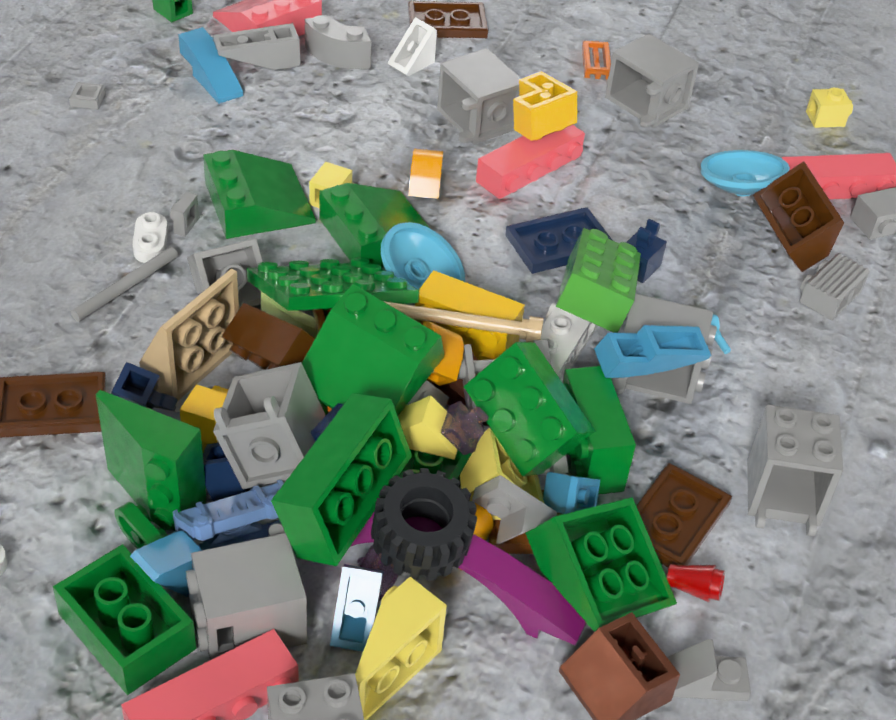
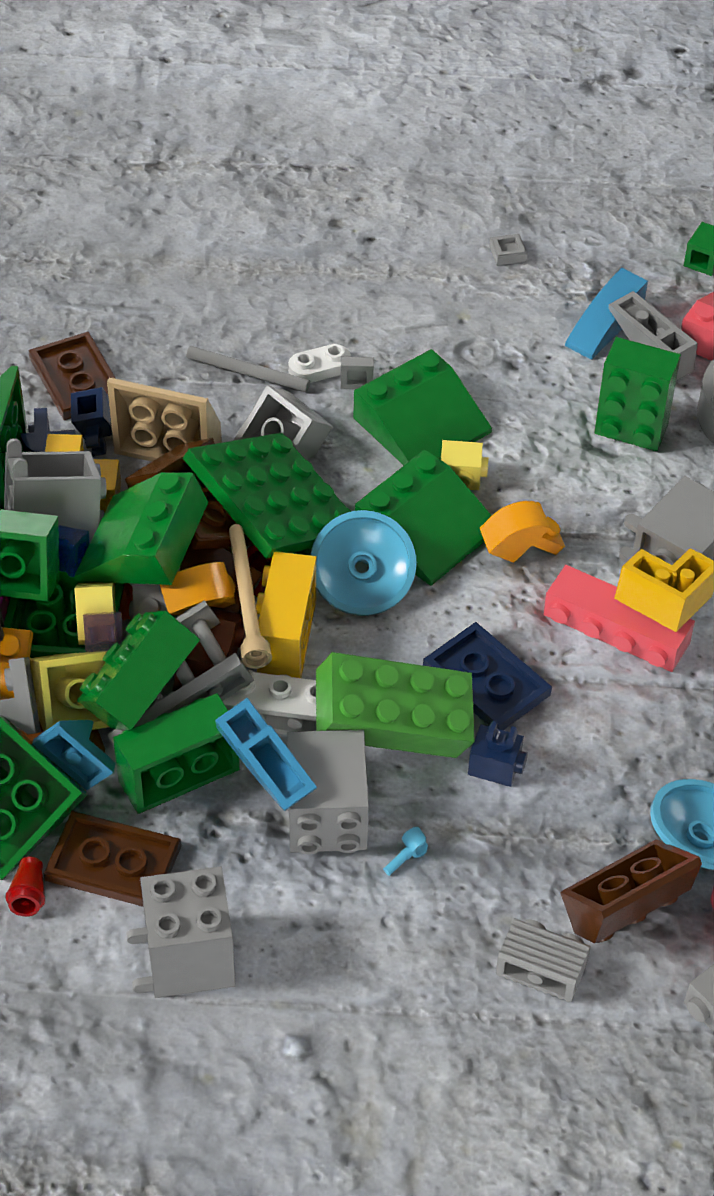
camera: 75 degrees right, 5 degrees up
(331, 64) = (636, 393): none -> green brick

